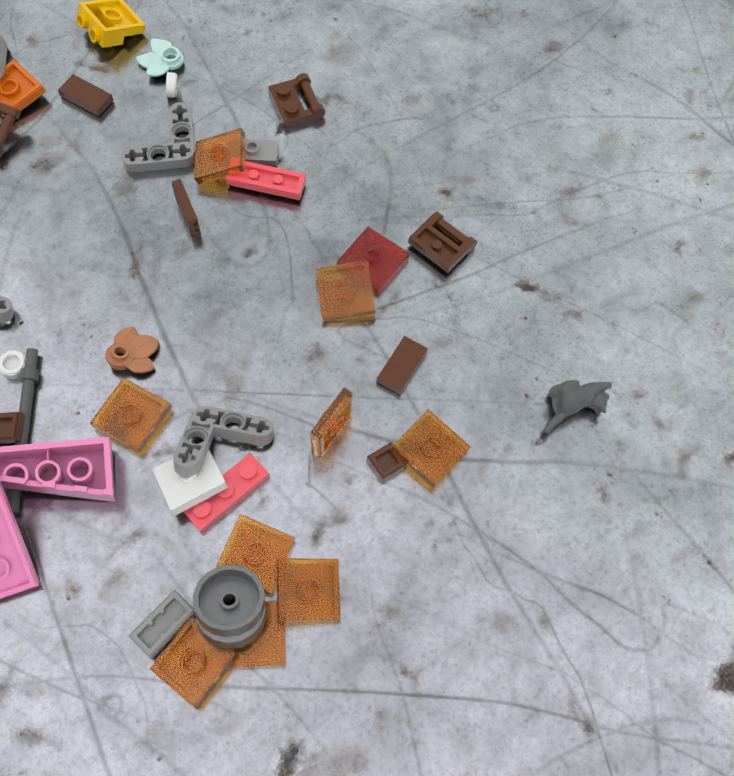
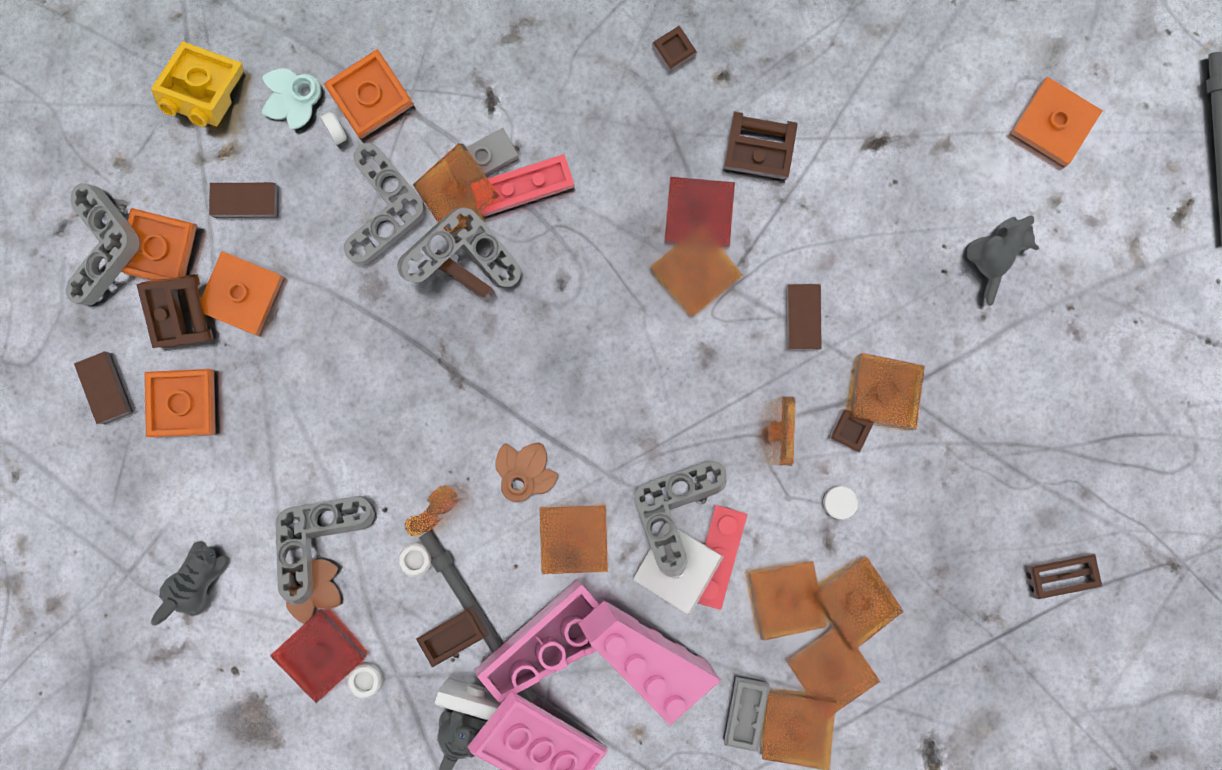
camera: 25 degrees left, 20 degrees up
(39, 143) = (240, 293): none -> orange plate
(57, 326) = (441, 502): none -> clear orange plate
(115, 530) = (654, 666): none -> bright pink wedge
(203, 182) = (467, 240): none -> light grey beam
(208, 80) = (368, 94): none -> orange plate
(229, 606) = (826, 660): flat silver wheel -> none
(289, 105) = (479, 67): reddish brown plate -> none
(344, 508) = (840, 502): none -> white tile
(422, 158) = (674, 48): none -> reddish brown tile
(515, 685) = (1037, 580): none -> reddish brown tile
(667, 341) = (1056, 121): none -> orange plate

